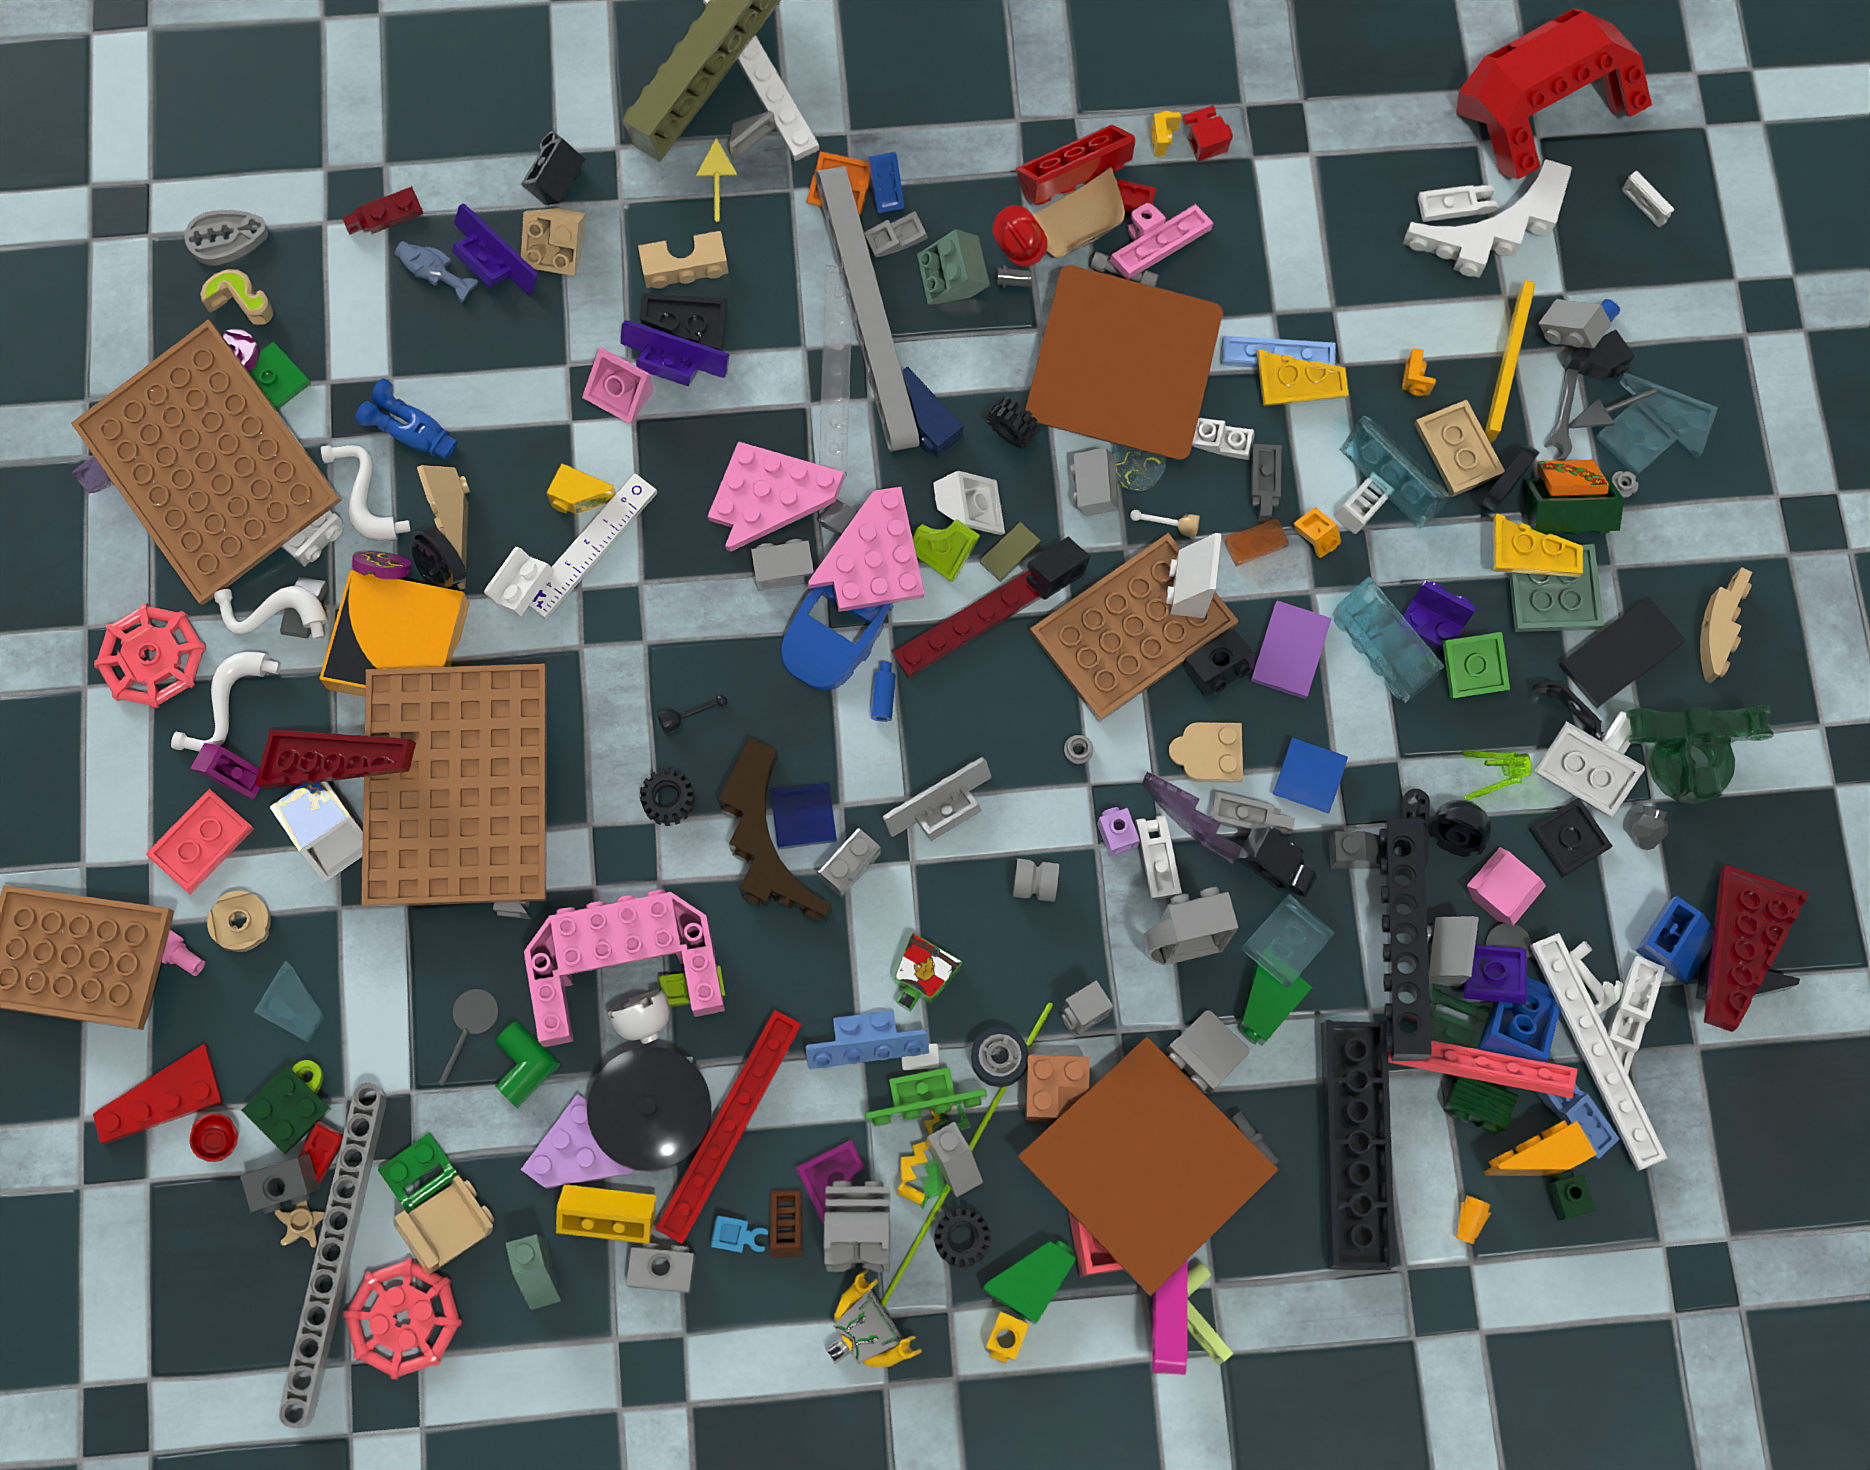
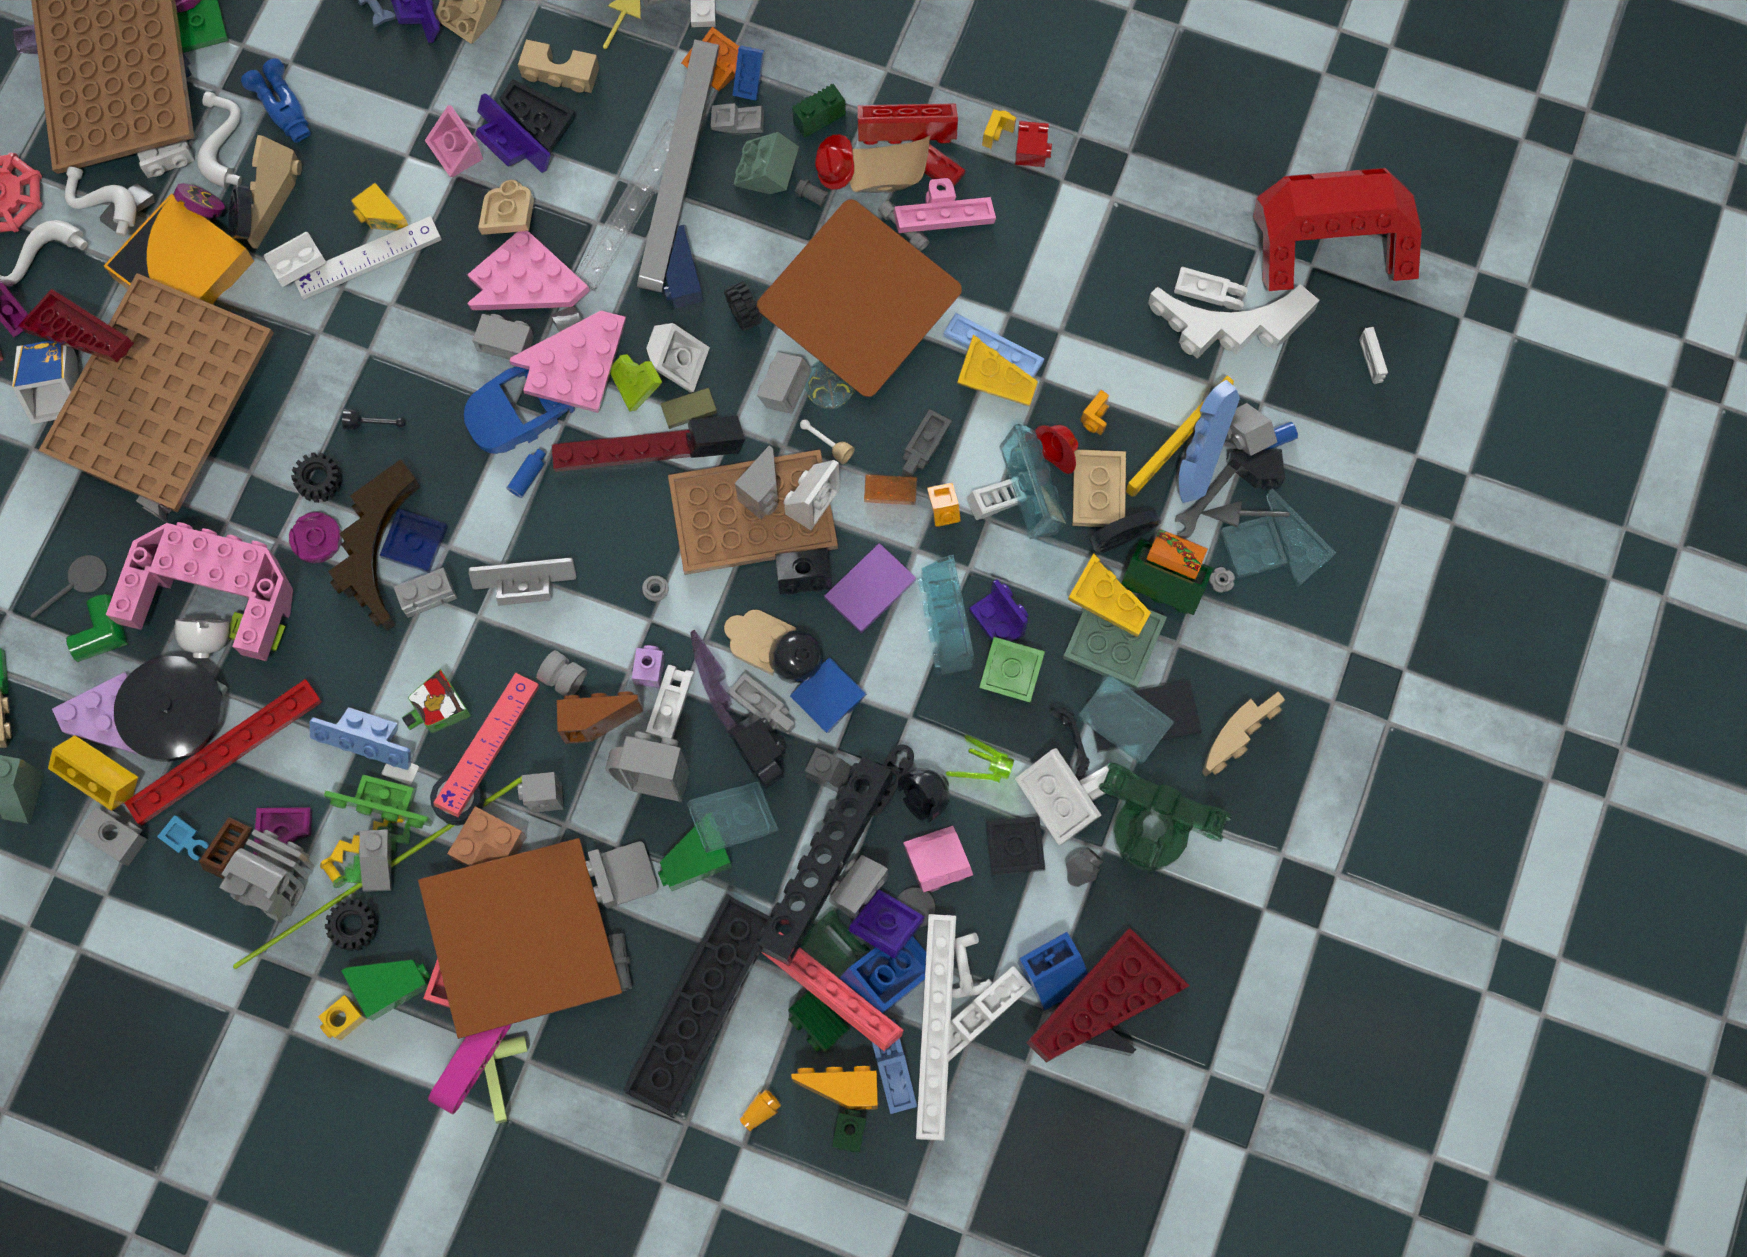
camera: 30 degrees right, 0 degrees up
(698, 860) = (315, 537): none -> magenta tile
(712, 430) = (506, 209): none -> tan plate
(867, 1329) = (239, 957): torso -> none
(977, 190) = (818, 110): none -> dark green brick
(1002, 987) = (486, 745): none -> coral tile
(1085, 914) = (590, 718): none -> dark orange slope
(1140, 596) = (758, 485): none -> light grey slope
(1222, 439) = (908, 395): white slope -> none
(1260, 751) = (795, 656): none -> black cylinder
(1404, 424) = (1058, 446): none -> red piece
(1544, 354) = (1208, 441): none -> medium blue brick
(1611, 663) = (1125, 719): none -> clear light blue tile

